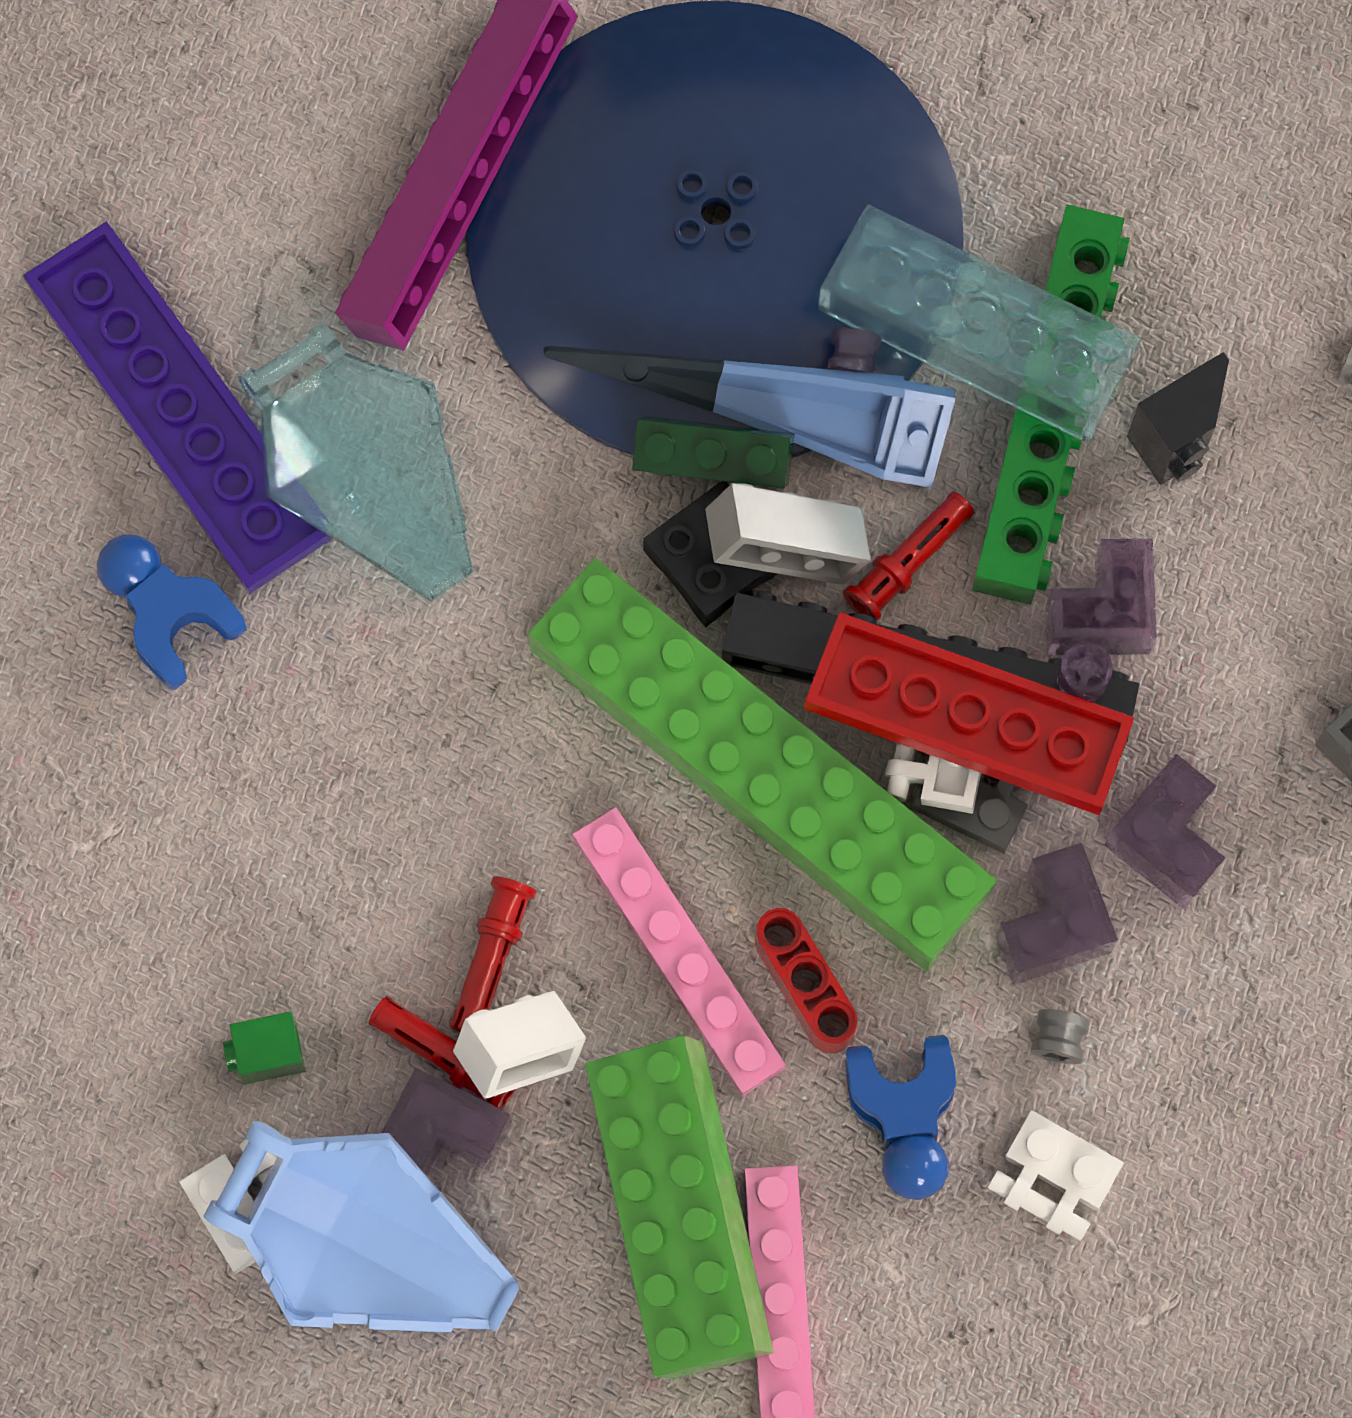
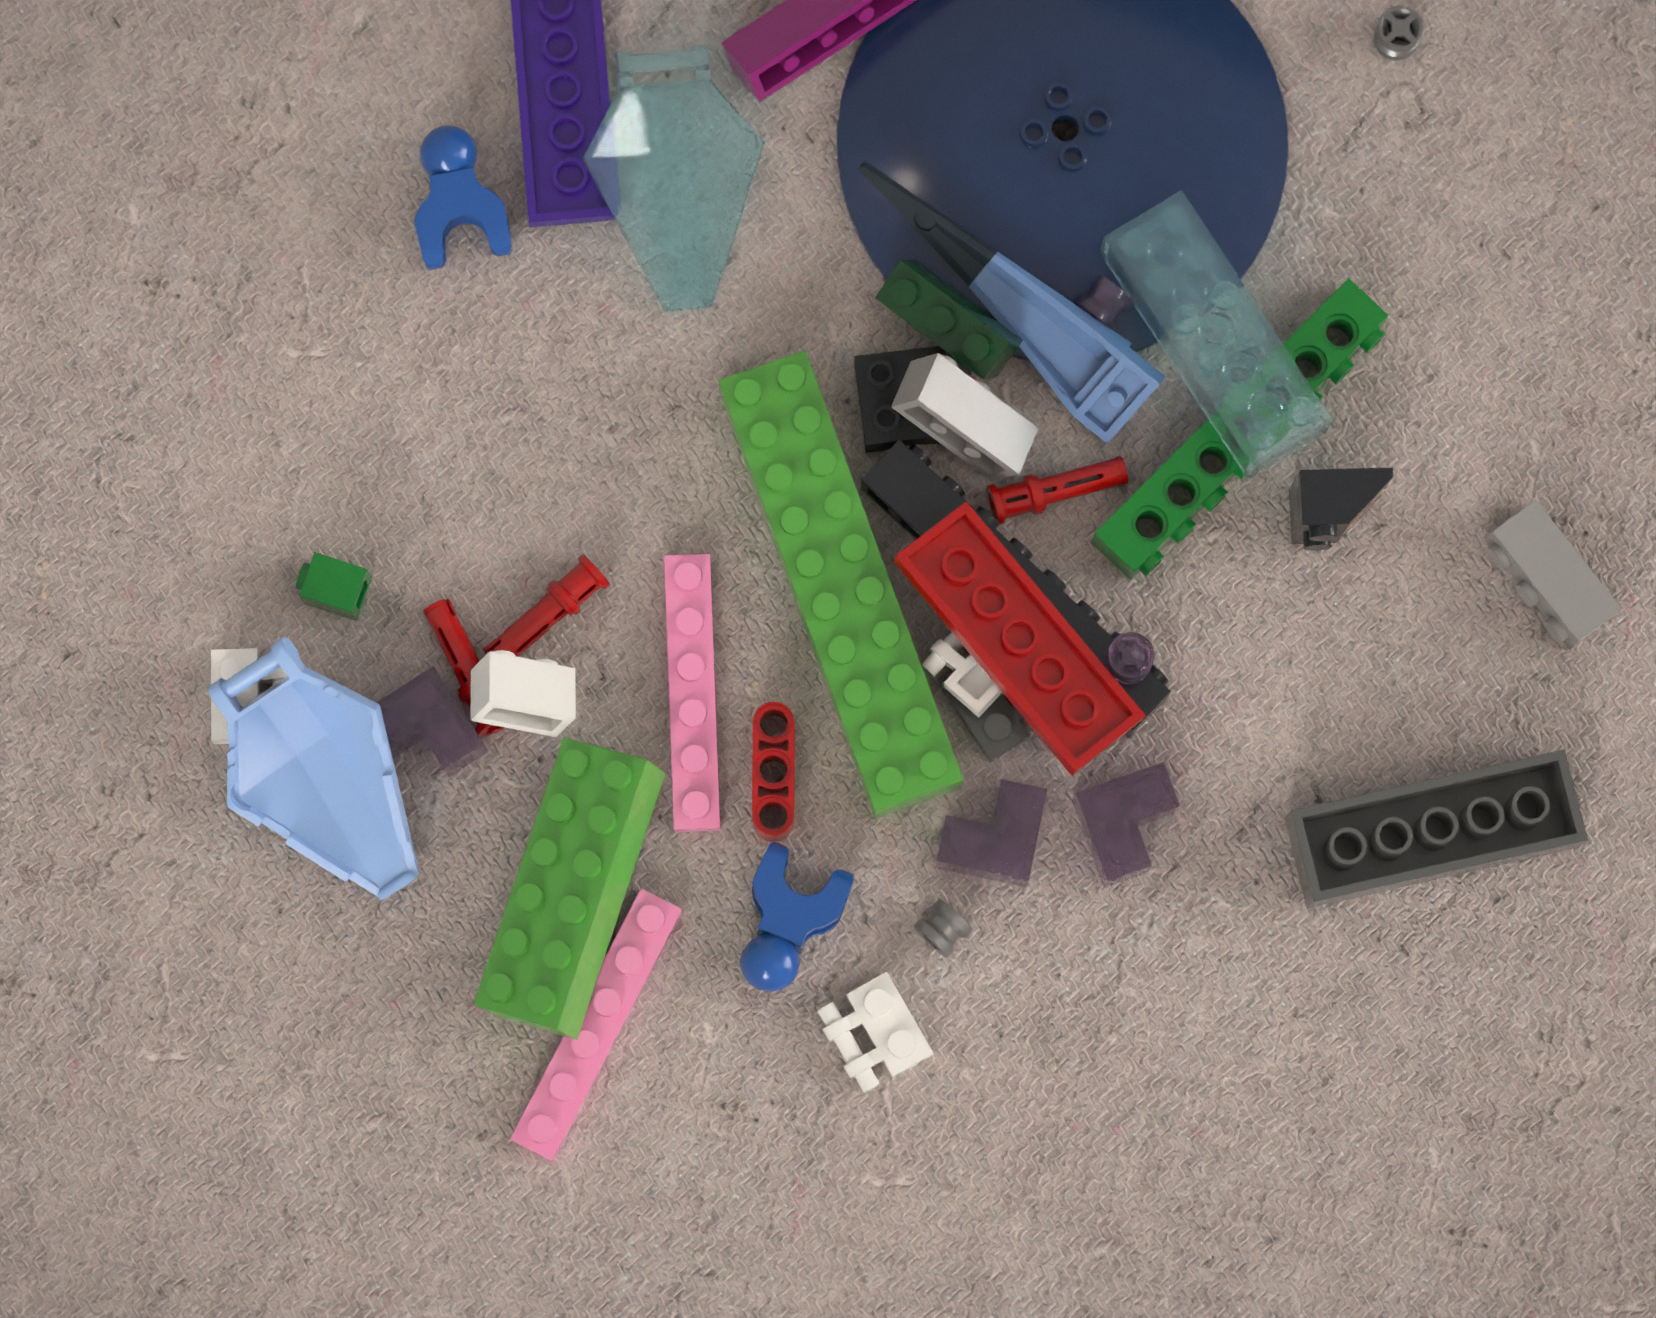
camera: 30 degrees right, 5 degrees up
(1116, 612) = (1181, 626): clear purple brick -> none

